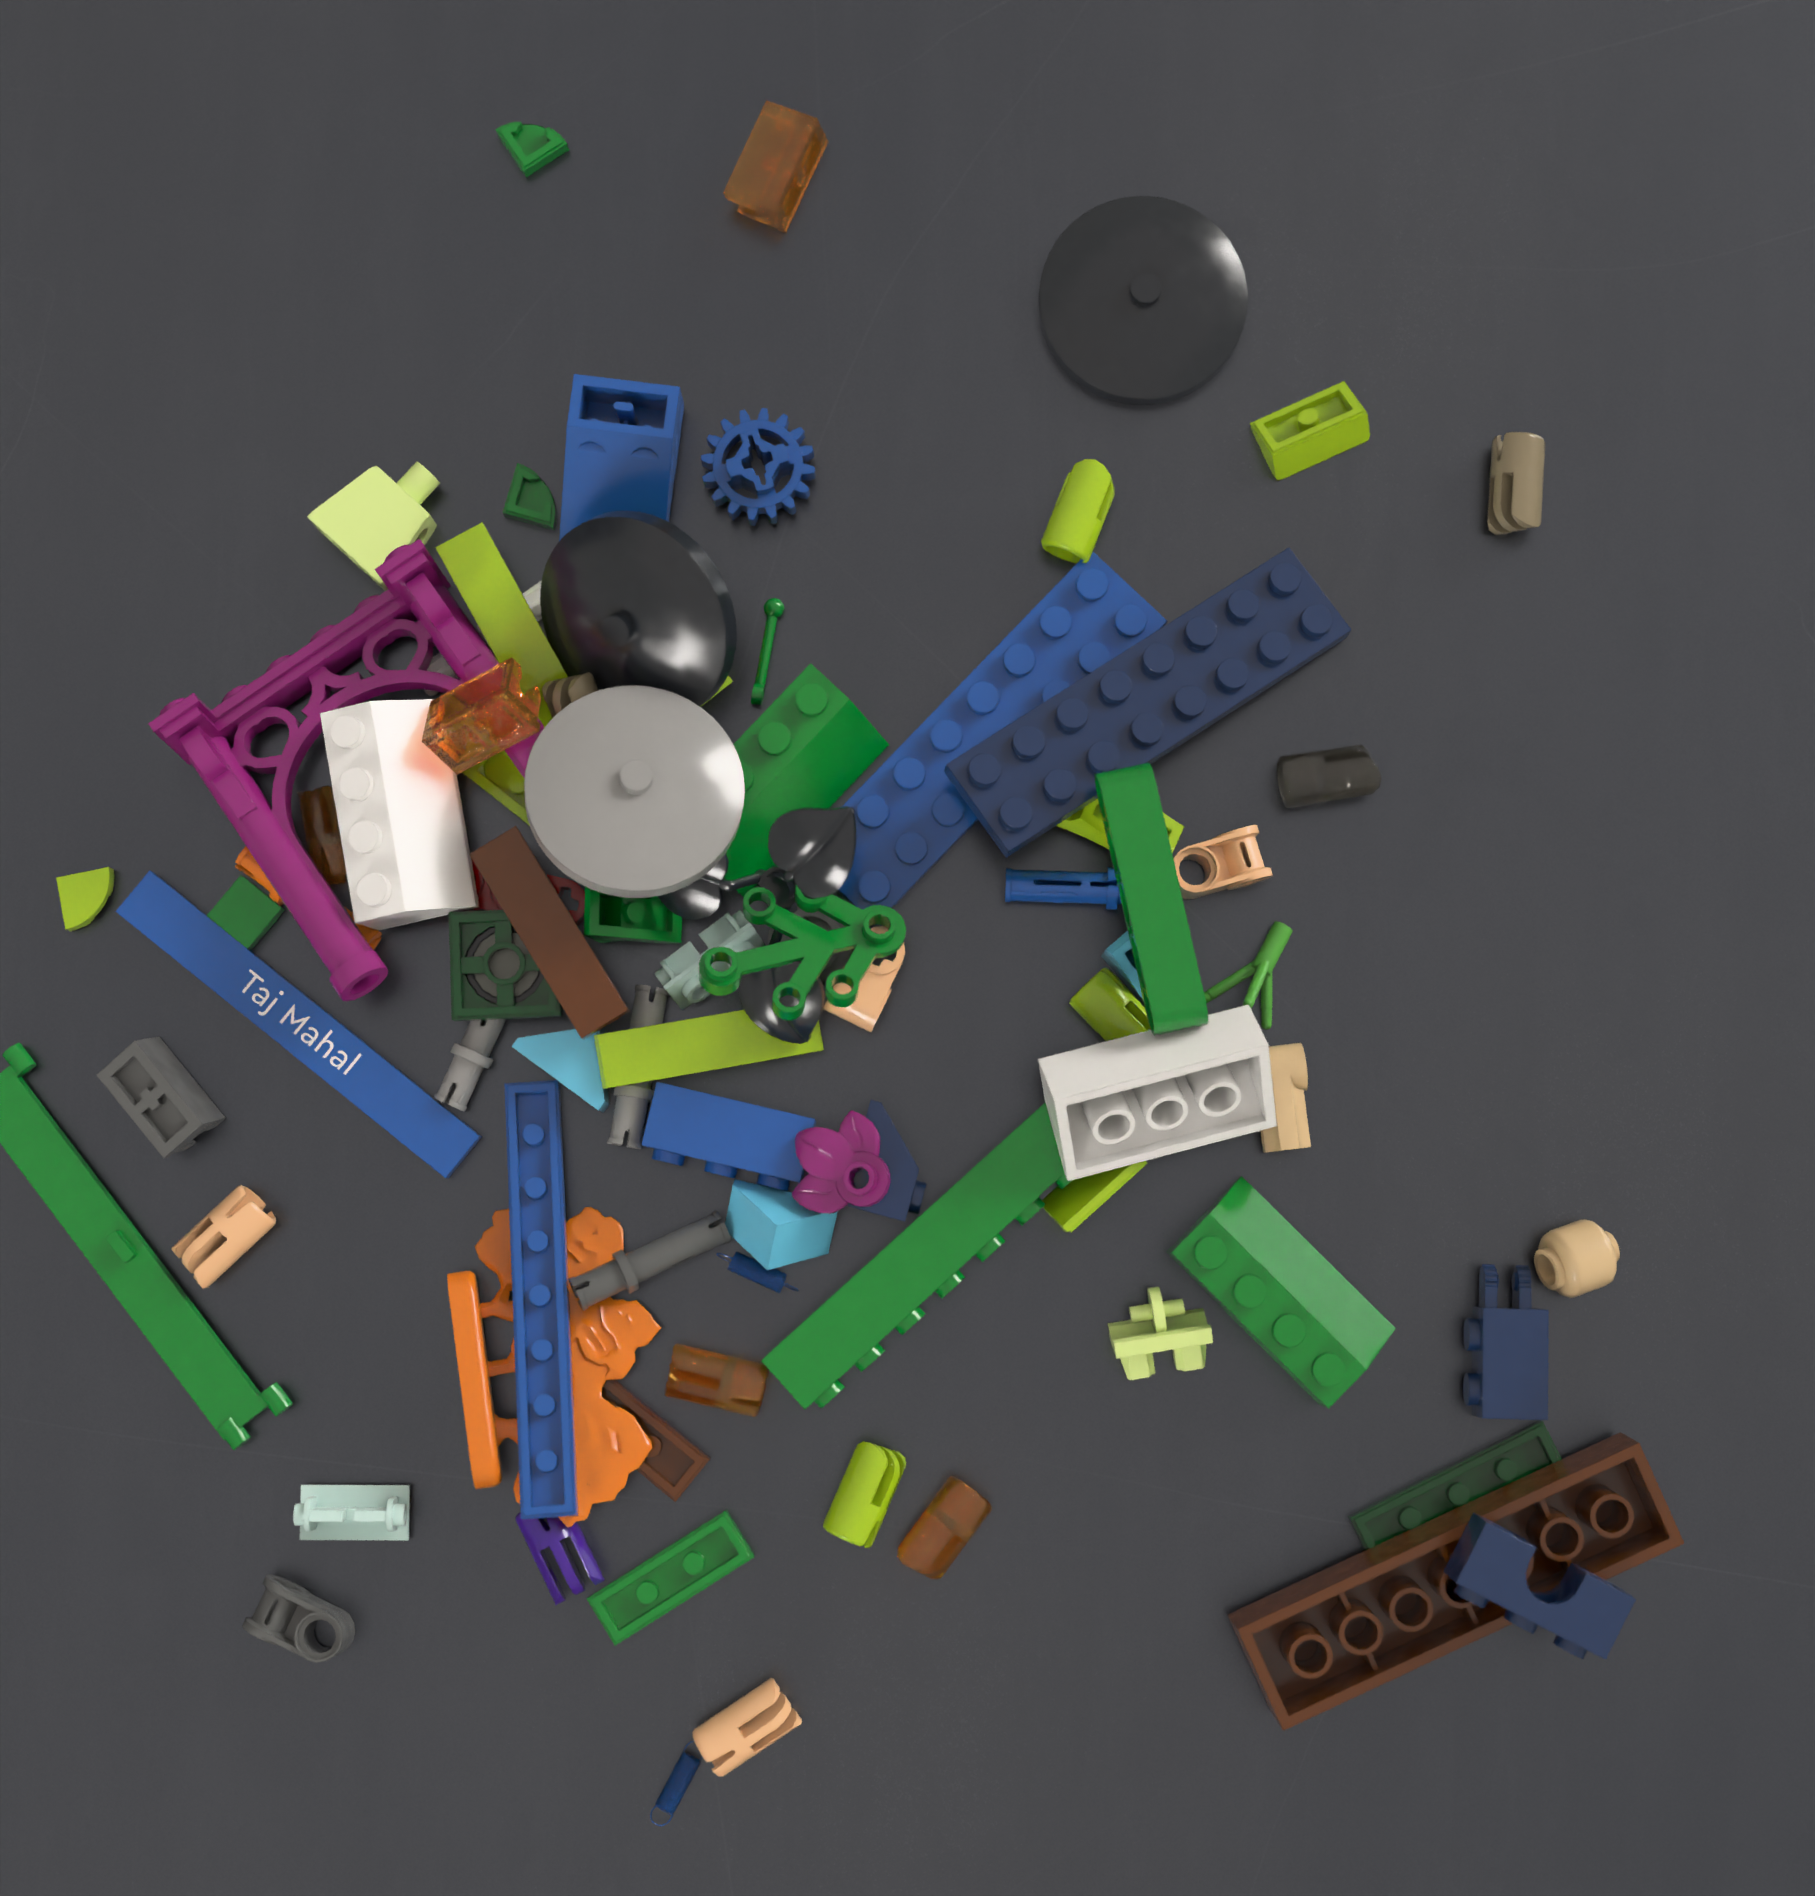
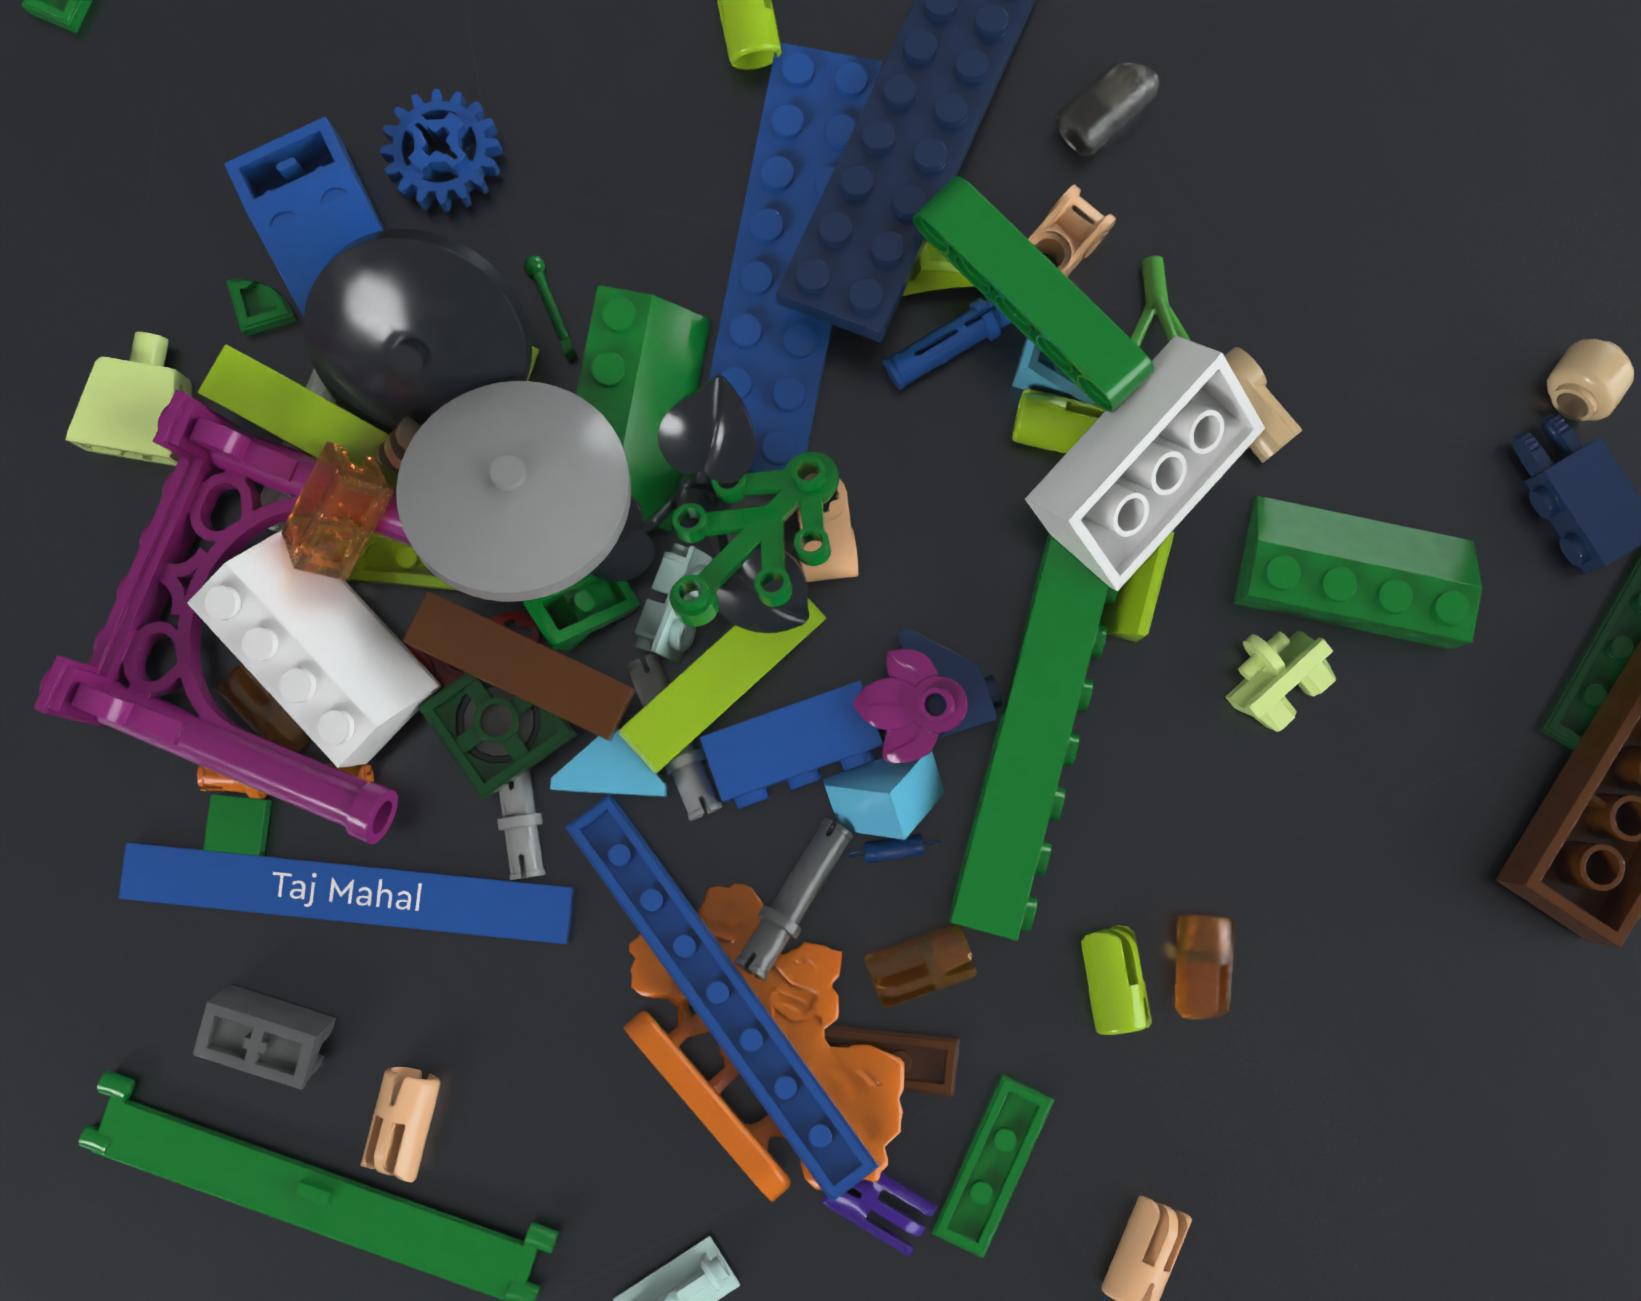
camera: 30 degrees left, 0 degrees up
(84, 896) = (82, 903): lime tile -> none

